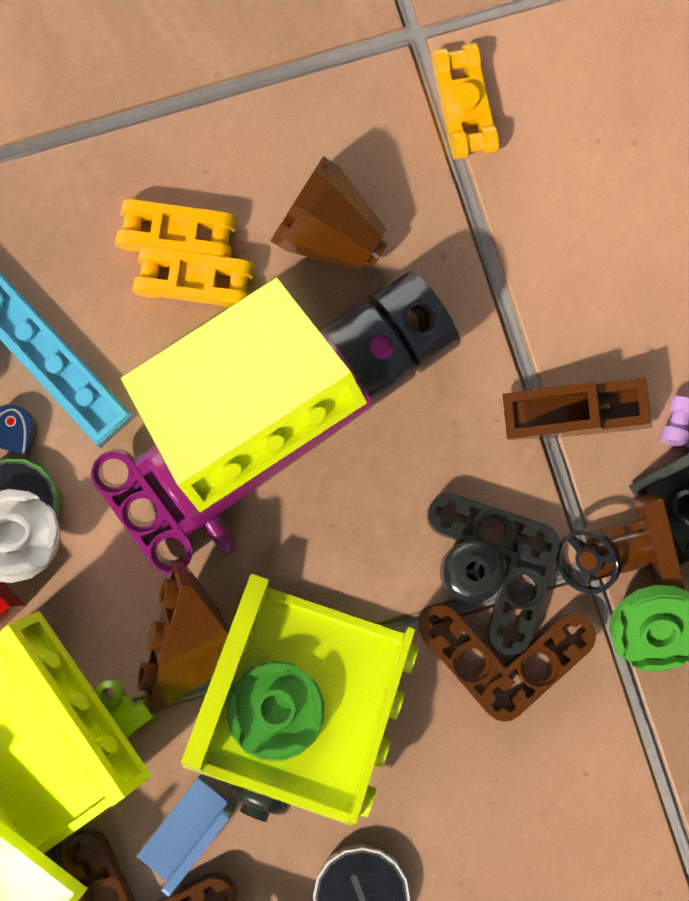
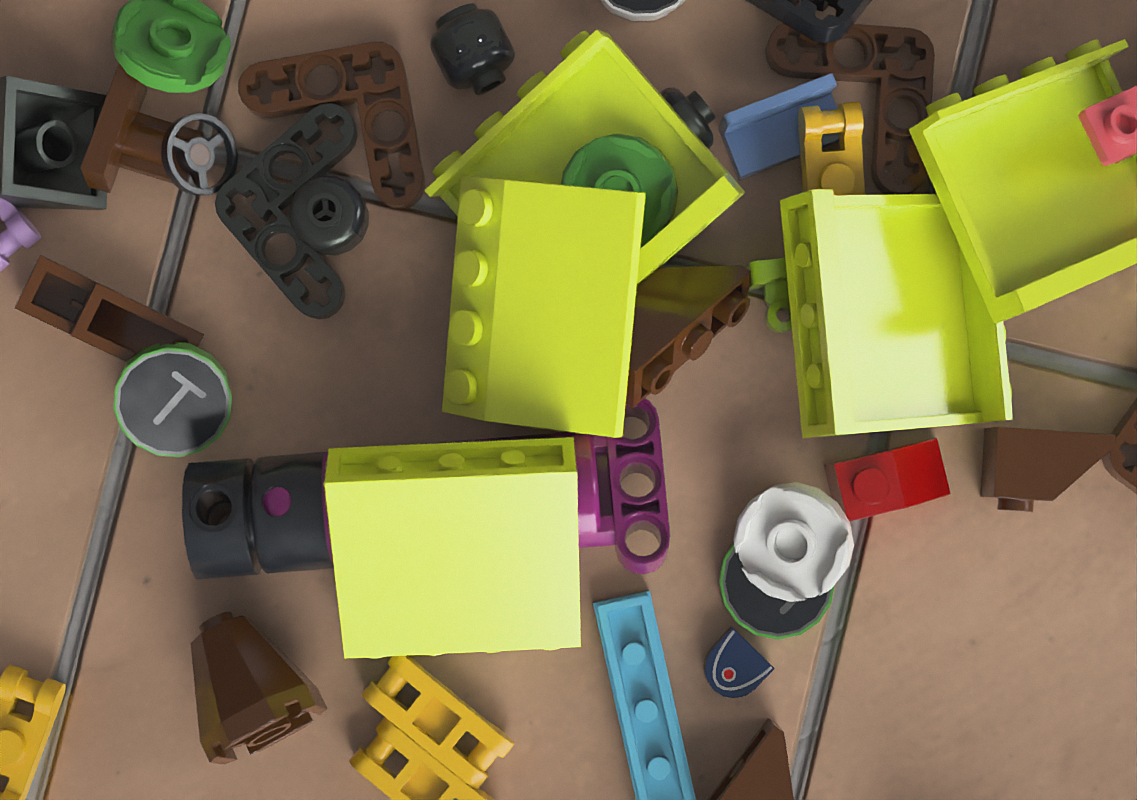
camera: 150 degrees left, 5 degrees up
(128, 824) = (836, 168): none -> yellow plate
(278, 597) = (543, 304): none -> neon yellow slope
(445, 754) = (472, 48): none -> pearl dark grey head
(500, 382) = (172, 399): none -> black tile

